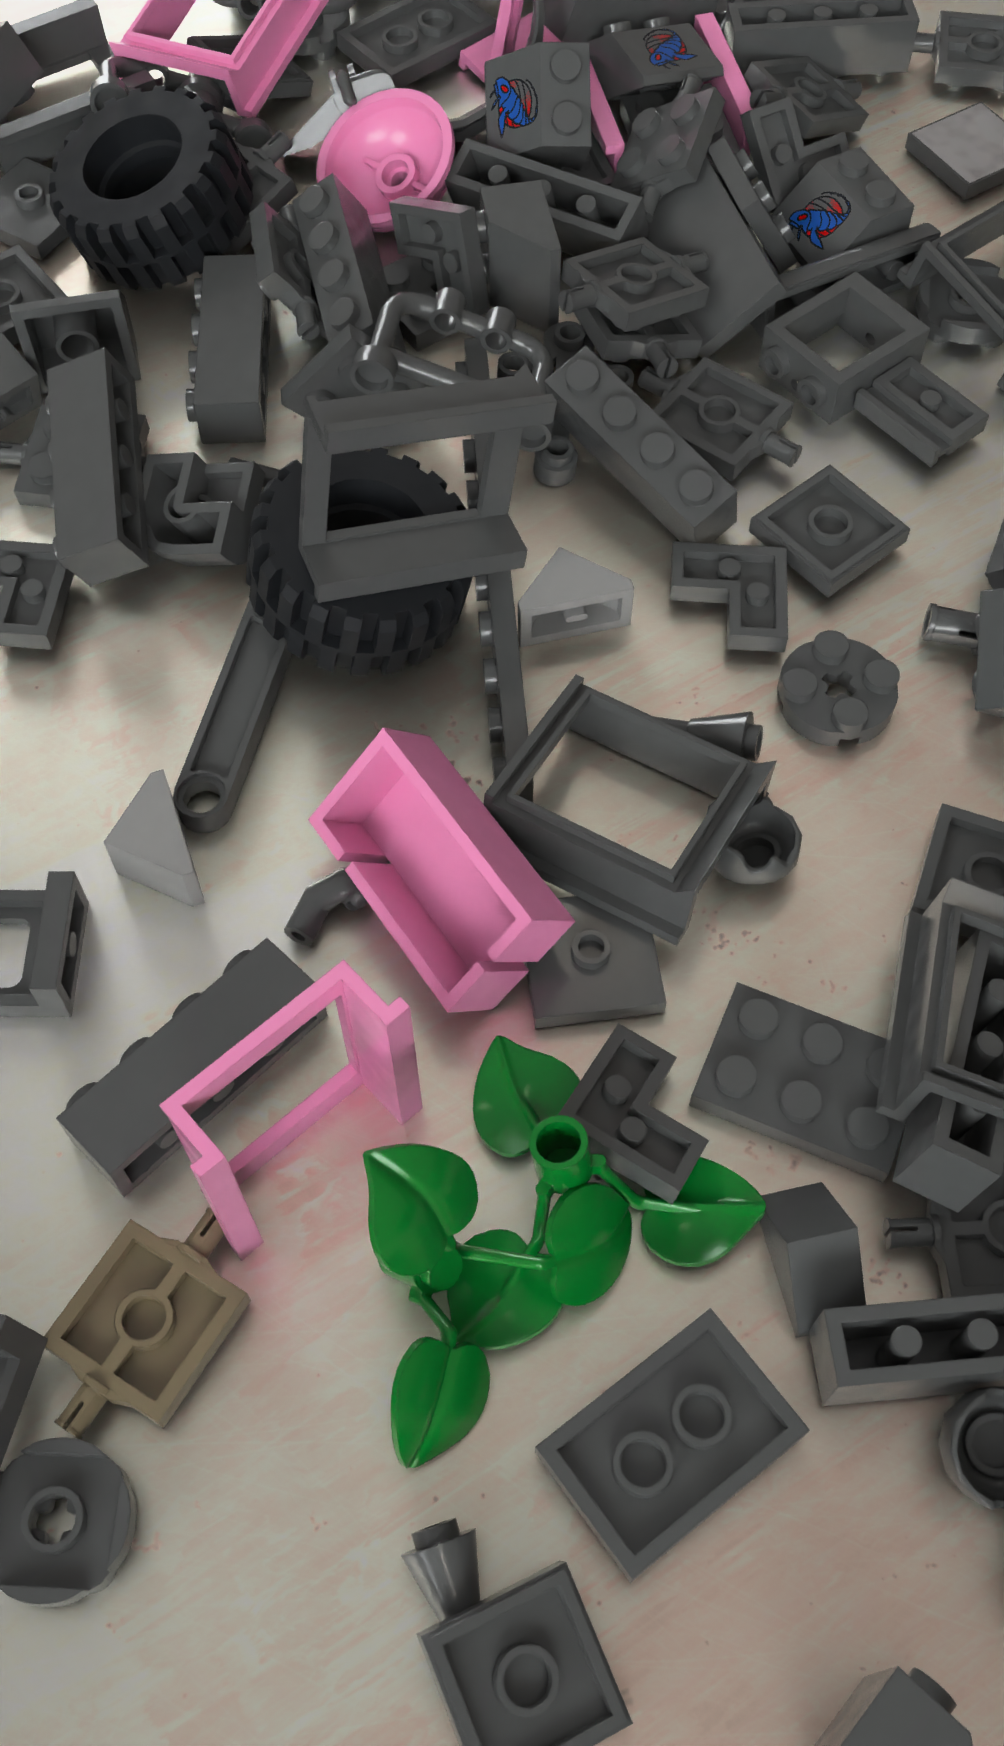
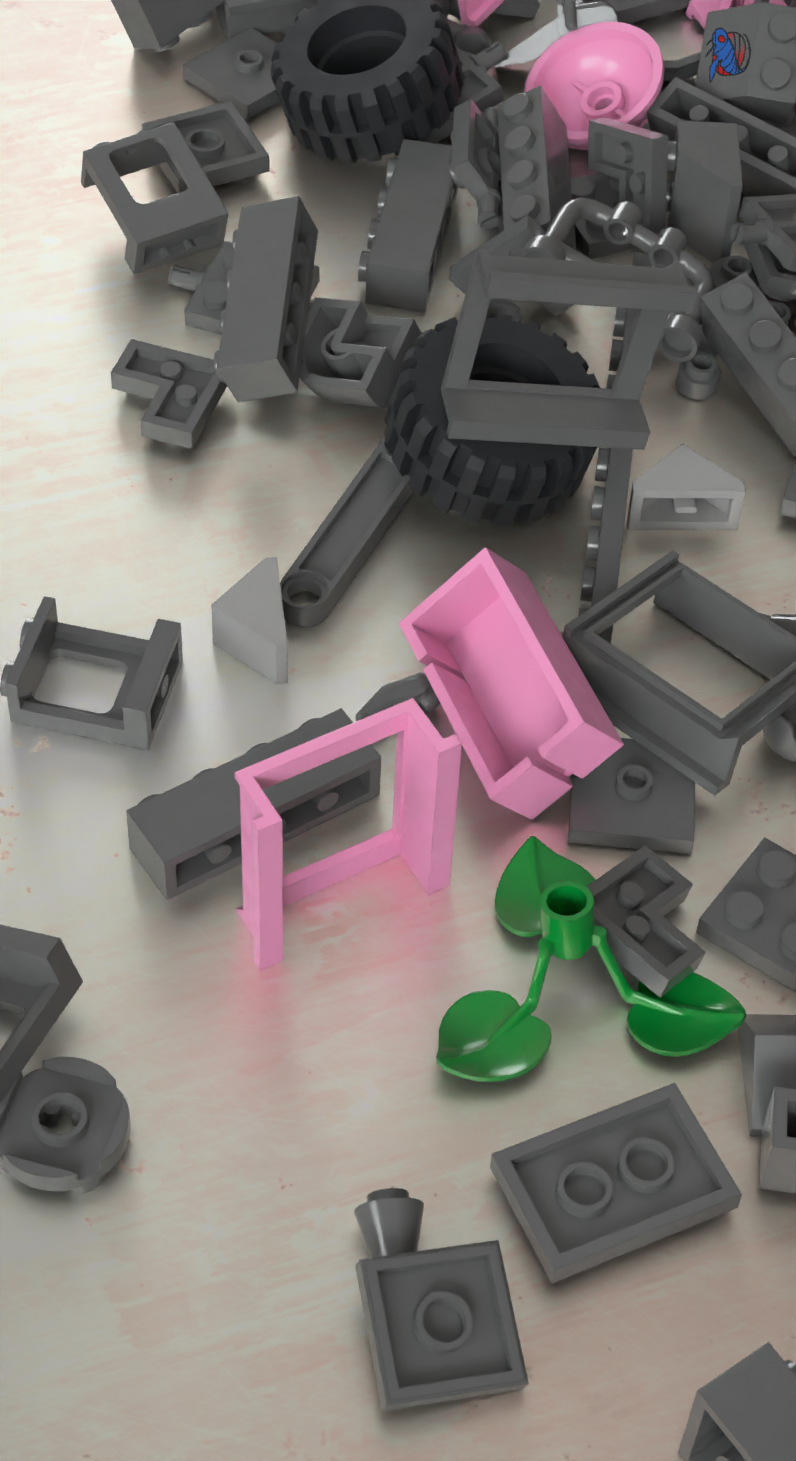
camera: 10 degrees right, 10 degrees down
(74, 326) = (268, 175): dark grey slope -> none
(145, 1324) = (169, 992): dark tan plate -> none
(414, 1210) = (431, 913): green plant -> none

